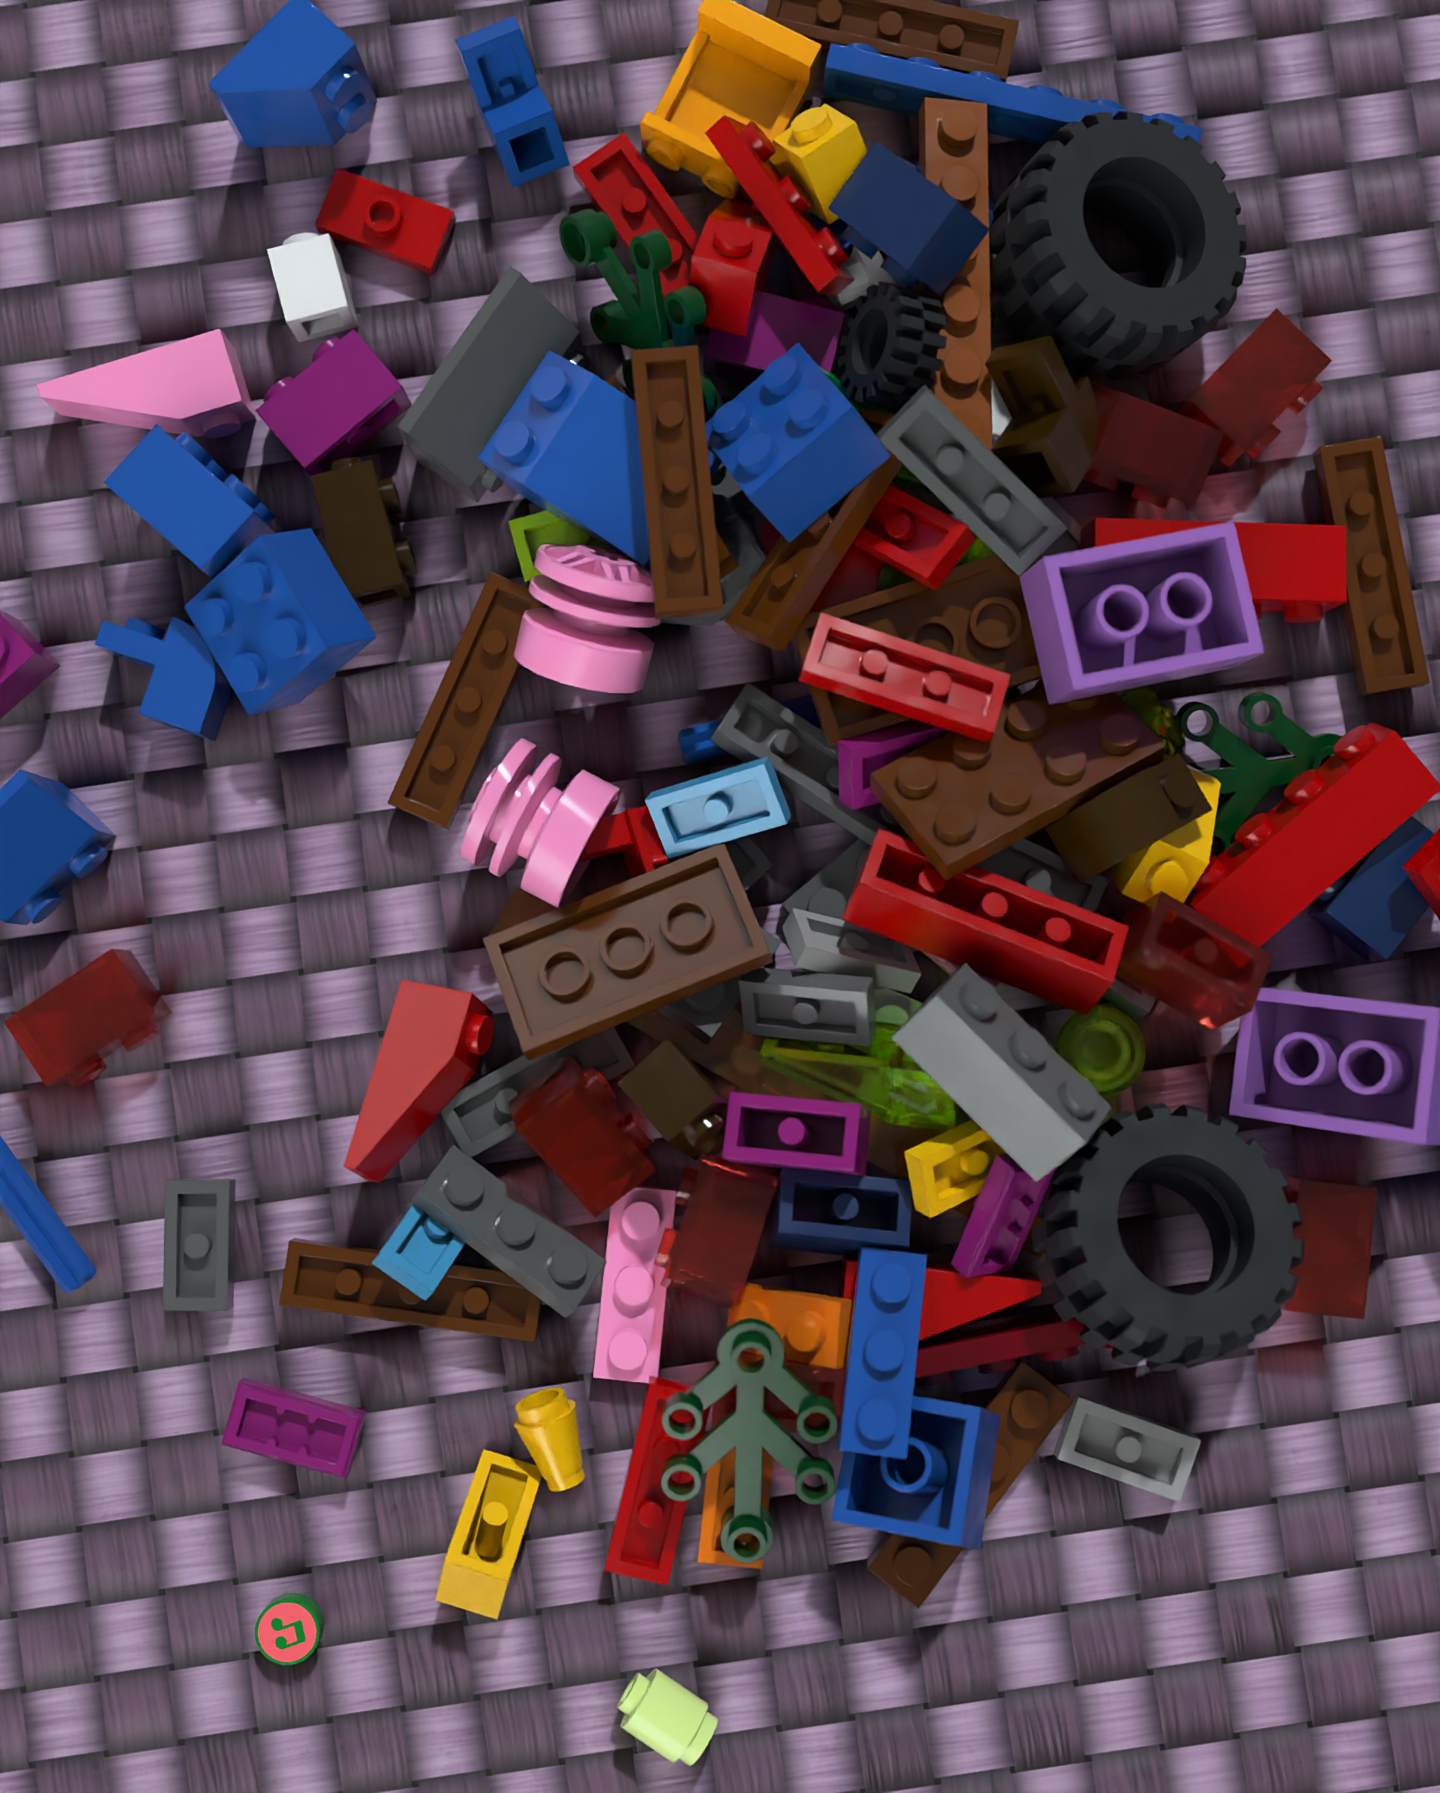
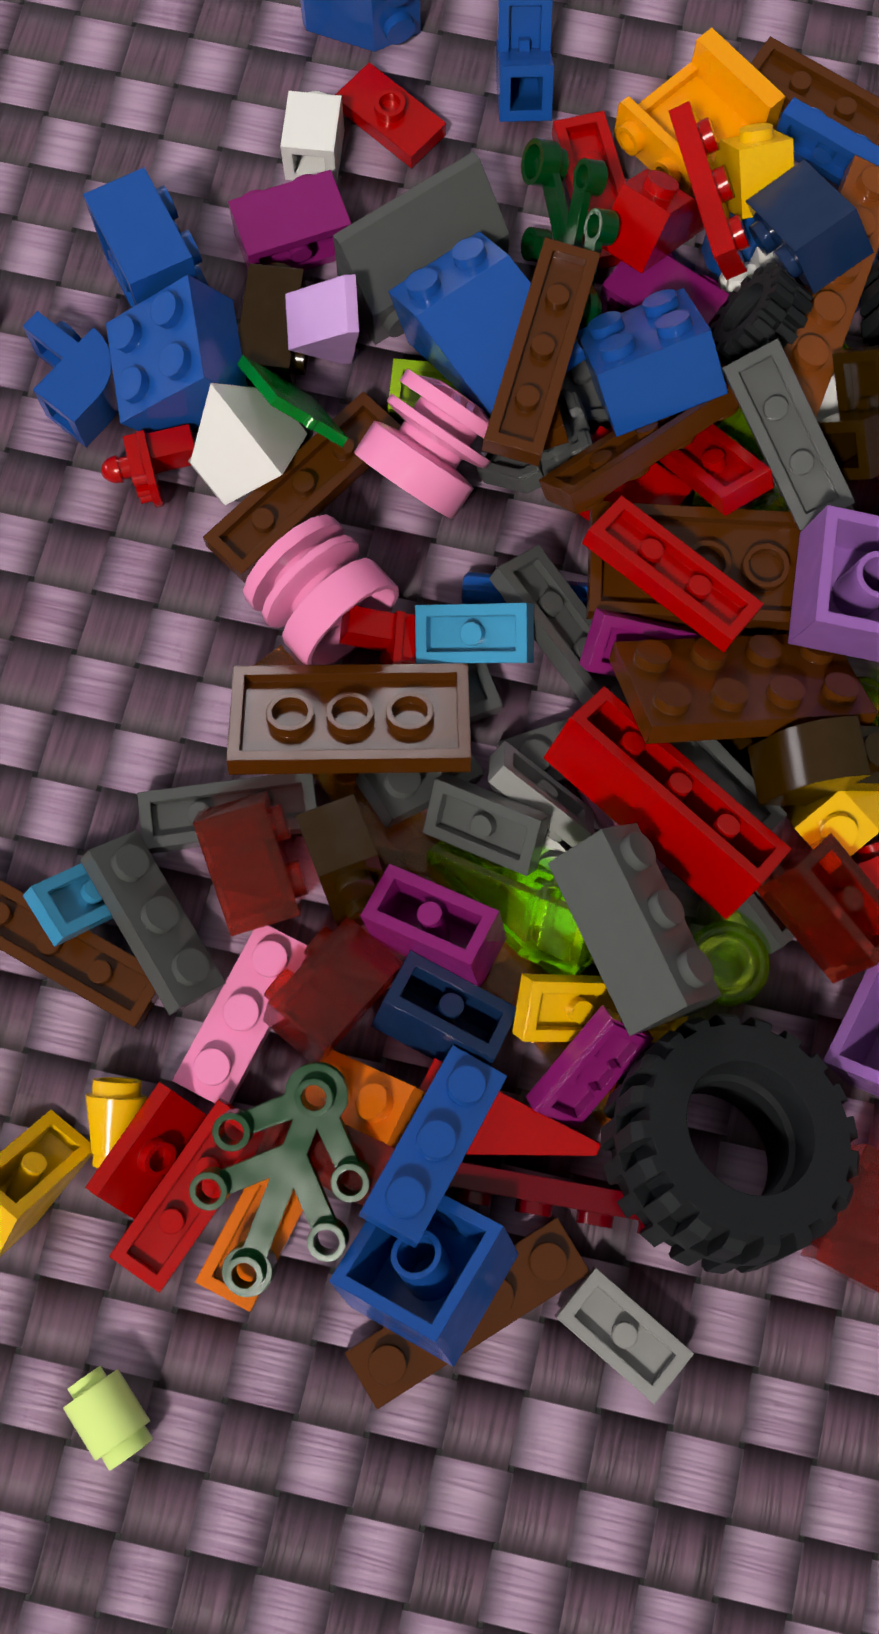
camera: 20 degrees right, 10 degrees down
(179, 386) = (188, 163): bright pink slope -> none
(288, 733) = (150, 455): none -> red piece
(392, 681) = (242, 441): none -> white slope
(418, 515) = (324, 319): none -> lavender slope
(420, 1067) = (134, 755): red slope -> none
(424, 623) = (292, 401): none -> green piece
(598, 1456) = (146, 1151): none -> red plate

